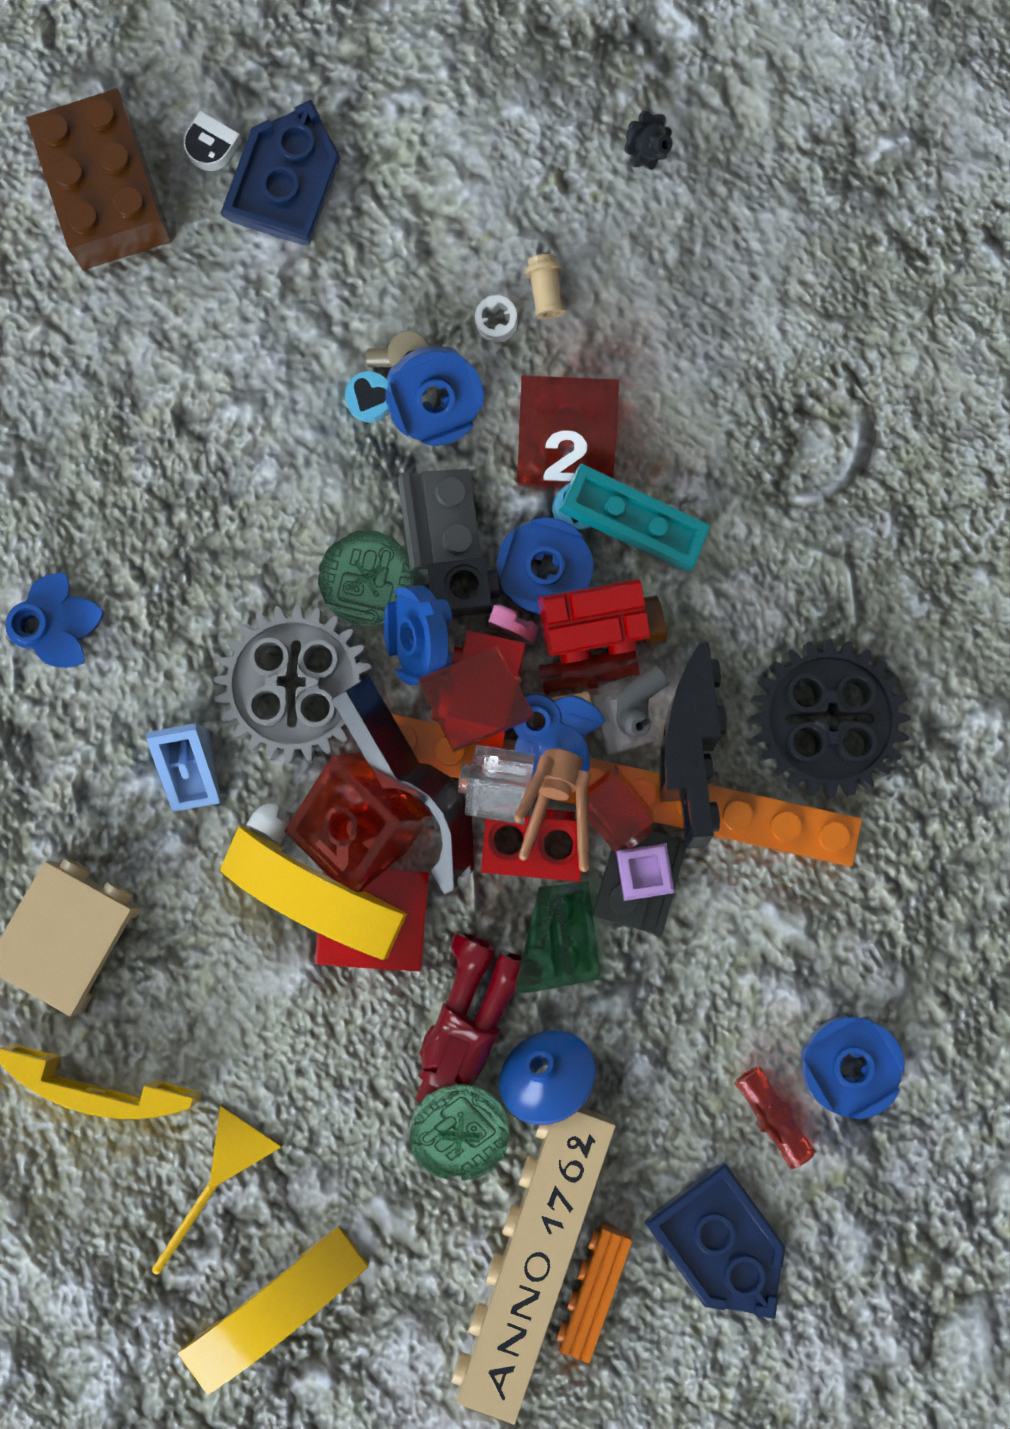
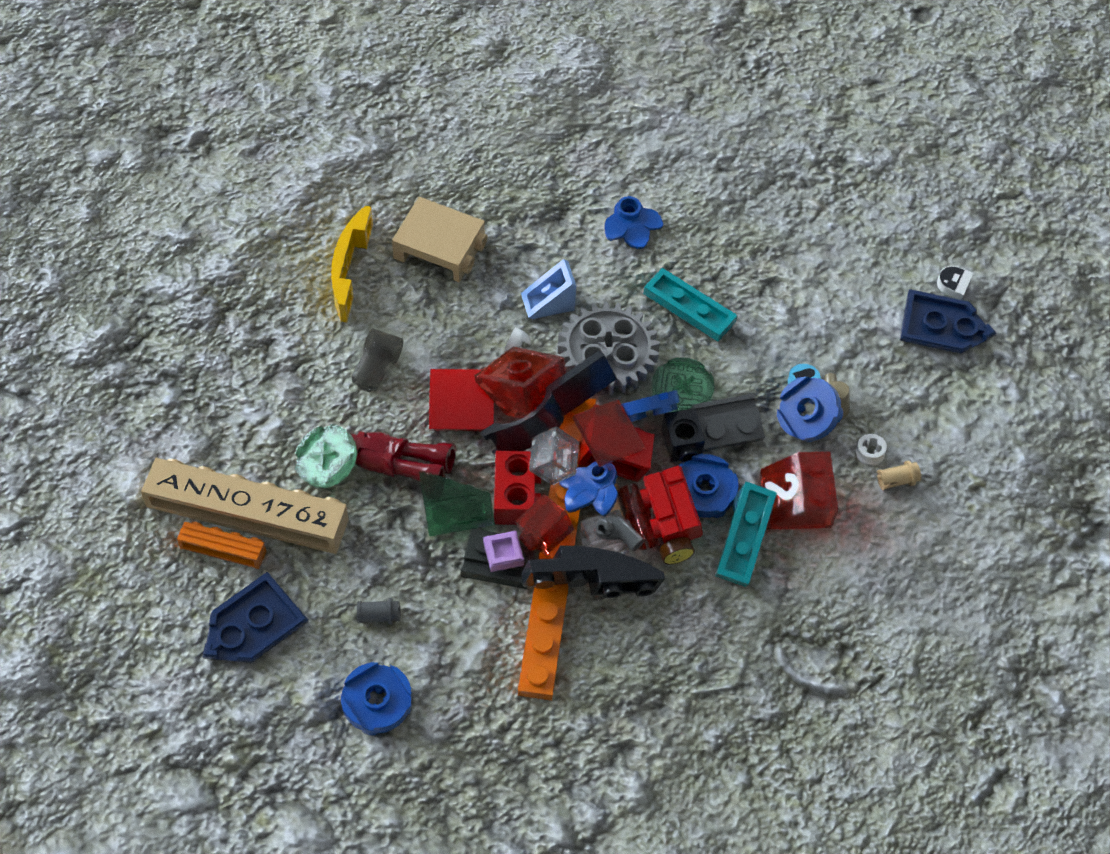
camera: 80 degrees right, 25 degrees down
(98, 179) = (914, 222): reddish brown brick -> none
(222, 549) = (690, 304): none -> teal plate
(235, 1149) = (311, 341): yellow piece -> none
(274, 1041) = (378, 353): none -> clear smoke piece
(274, 1311) = (216, 366): yellow slope -> none
(310, 896) = (468, 361): yellow slope -> none
(506, 622) = (665, 459): bright pink tile -> none
(555, 778) = (561, 483): nougat plant -> none
(559, 1089) = (363, 503): blue dish -> none
(648, 140) = (1016, 530): black plant -> none
(719, 1058) = (379, 611): none -> dark grey pin
(775, 1117) = (339, 650): clear red pin -> none
(830, 762) = (653, 666): black gear -> none

